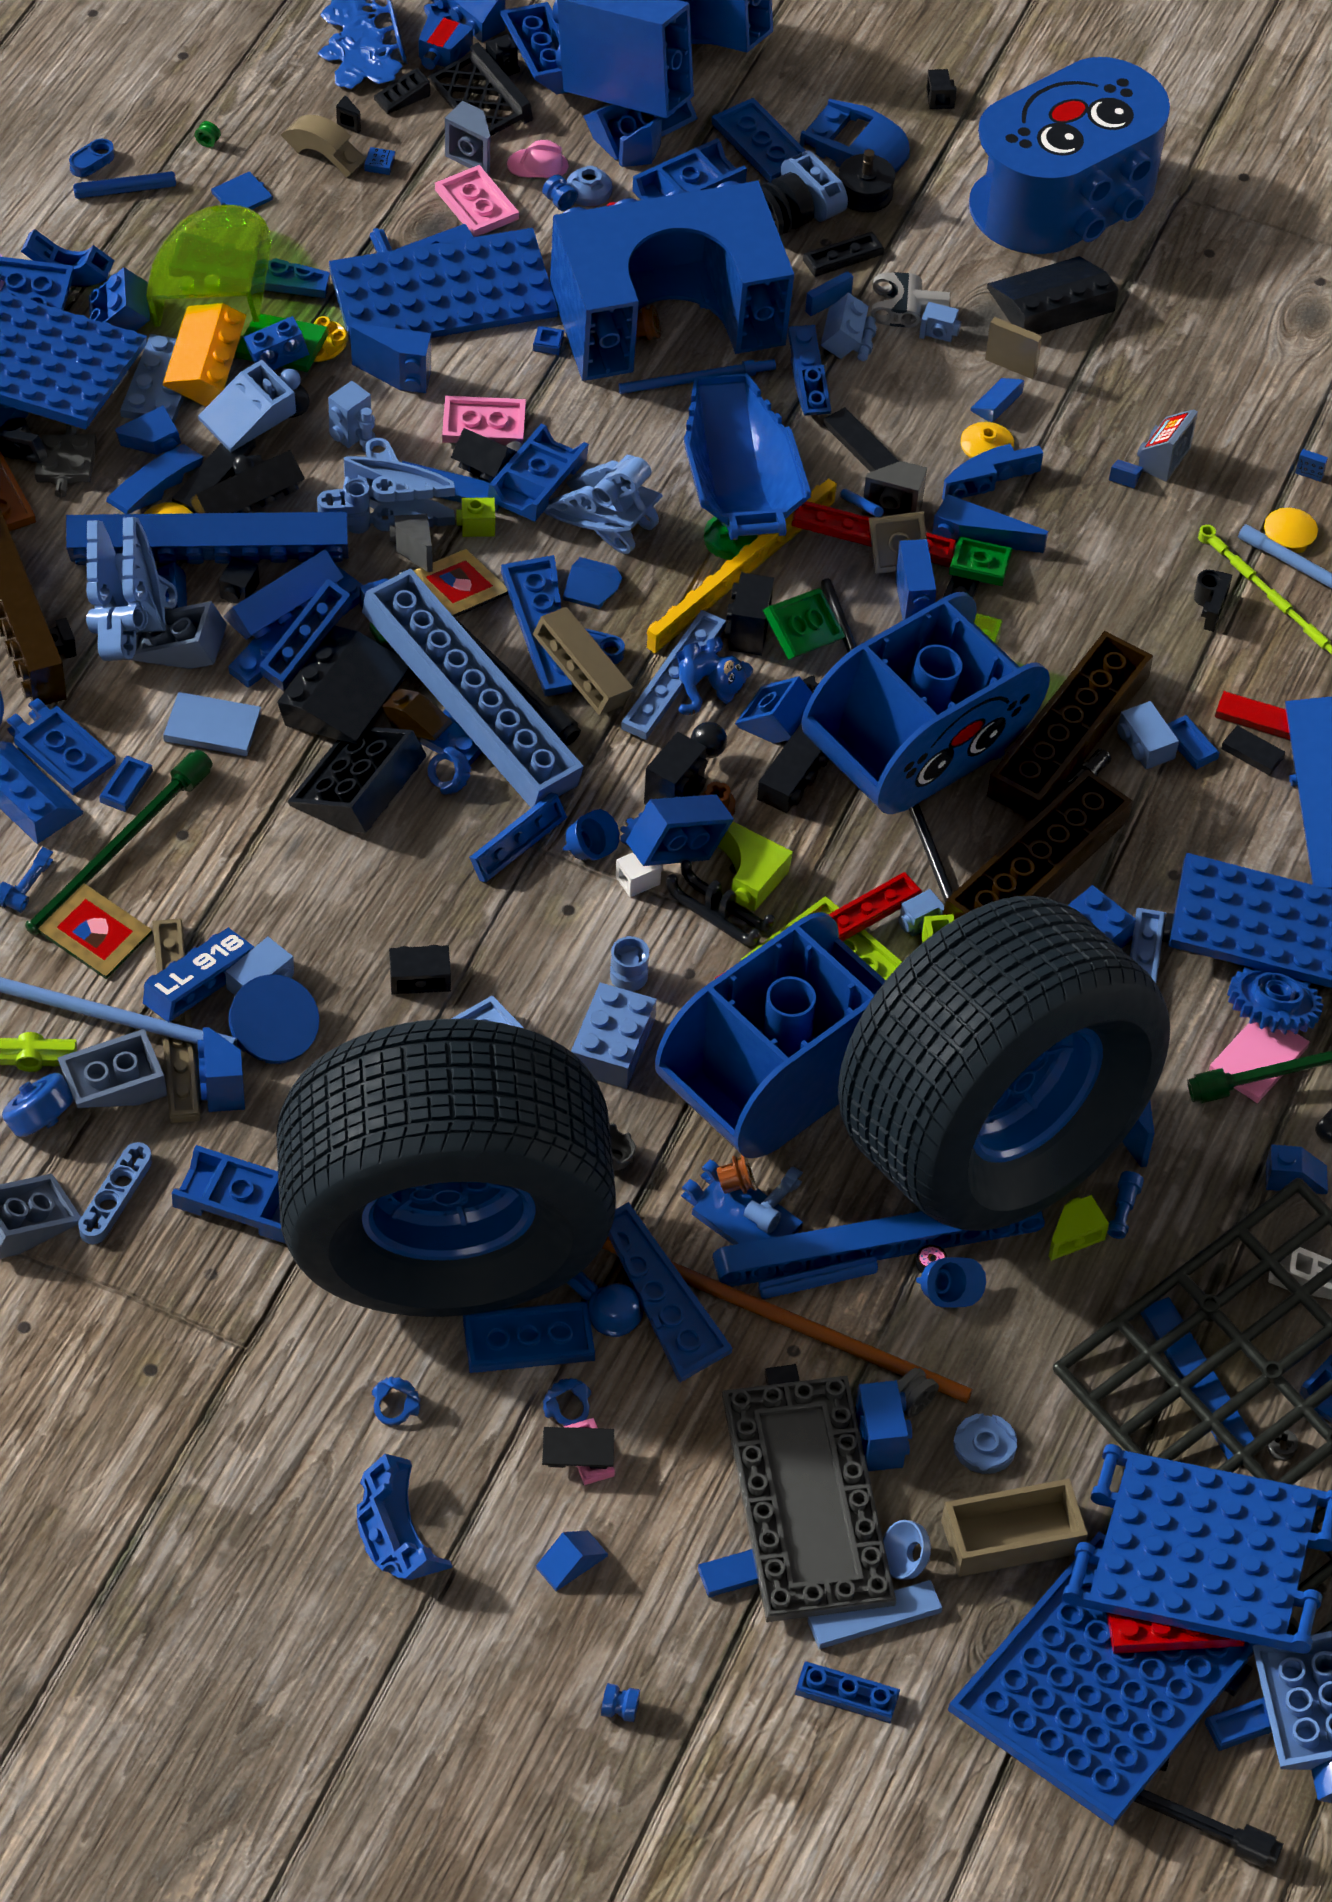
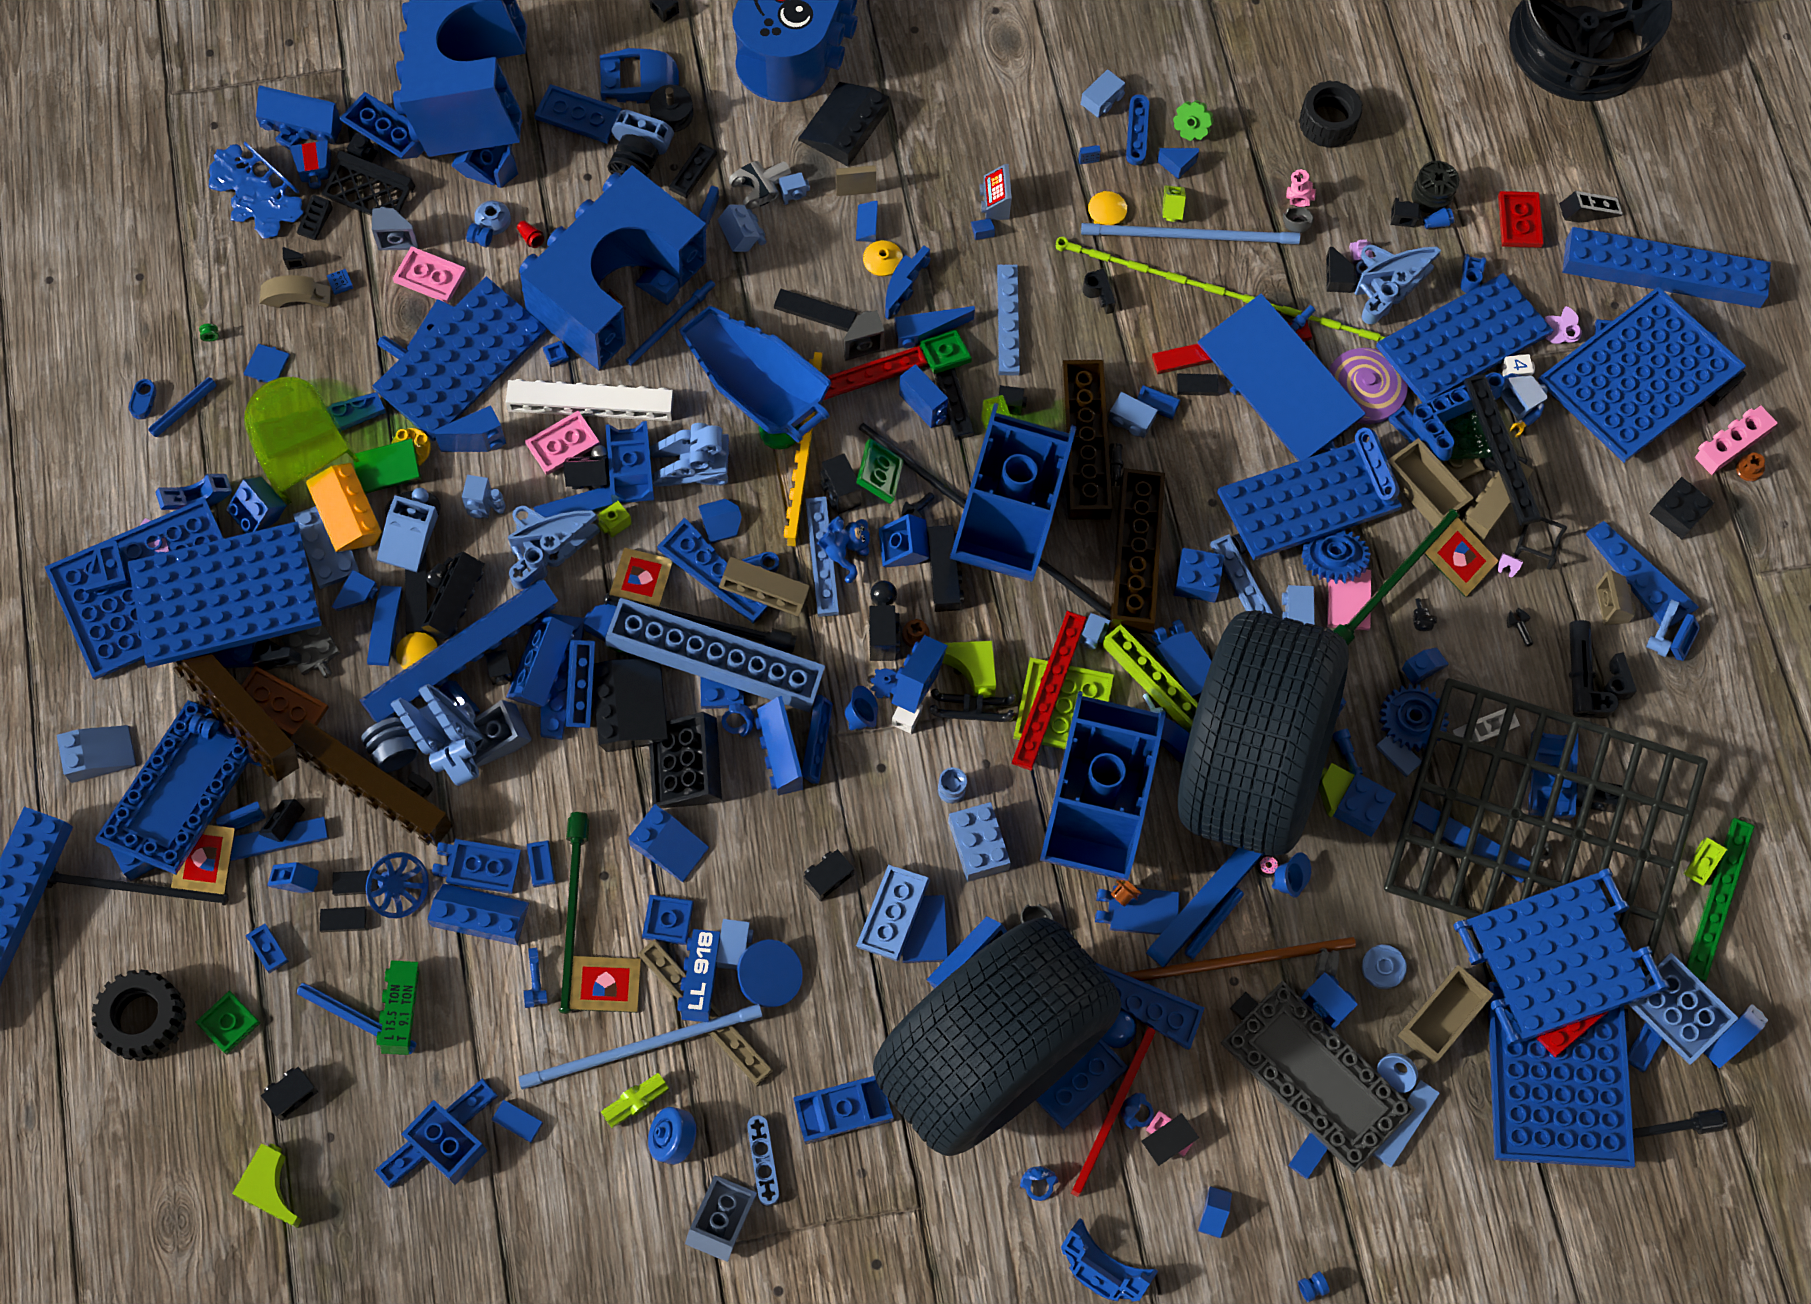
camera: 35 degrees left, 15 degrees up
(62, 581) = (389, 744): none -> sand blue wheel
(115, 1073) = (703, 1082): sand blue slope -> none
(212, 724) = (562, 783): medium blue tile -> none
(212, 910) = (668, 919): none -> blue tile
(220, 1072) = (770, 1034): blue slope -> none
(273, 838) = (667, 843): none -> blue slope
(277, 344) = (391, 475): blue brick -> none
(413, 539) = (591, 565): dark grey slope -> none
(415, 712) = (691, 695): dark brown slope -> none
(470, 819) = (779, 746): none -> slope
(537, 1384) = (1113, 1112): none -> red tile
(539, 160) = (444, 218): bright pink piece -> none
(546, 397) = (589, 400): none -> white brick
(691, 171) = (555, 175): blue piece -> none
(714, 337) = (659, 285): none -> blue slope
(764, 1214) = (1155, 904): medium blue brick -> none
(808, 370) = (740, 277): blue slope -> none
(861, 502) = (847, 357): blue bar -> none
(866, 1697) = (1413, 1187): blue tile -> none
(888, 532) = (887, 369): dark tan tile -> none
(1018, 643) = (1014, 399): none -> black brick
(1081, 572) = (1008, 319): none -> medium blue plate
(1098, 1263) = (1364, 804): none -> blue brick
(1185, 1239) = (1401, 758): none -> medium blue tile
(1190, 1027) = (1299, 603): none -> medium blue brick
(1214, 1203) = (1397, 716): none -> blue gear

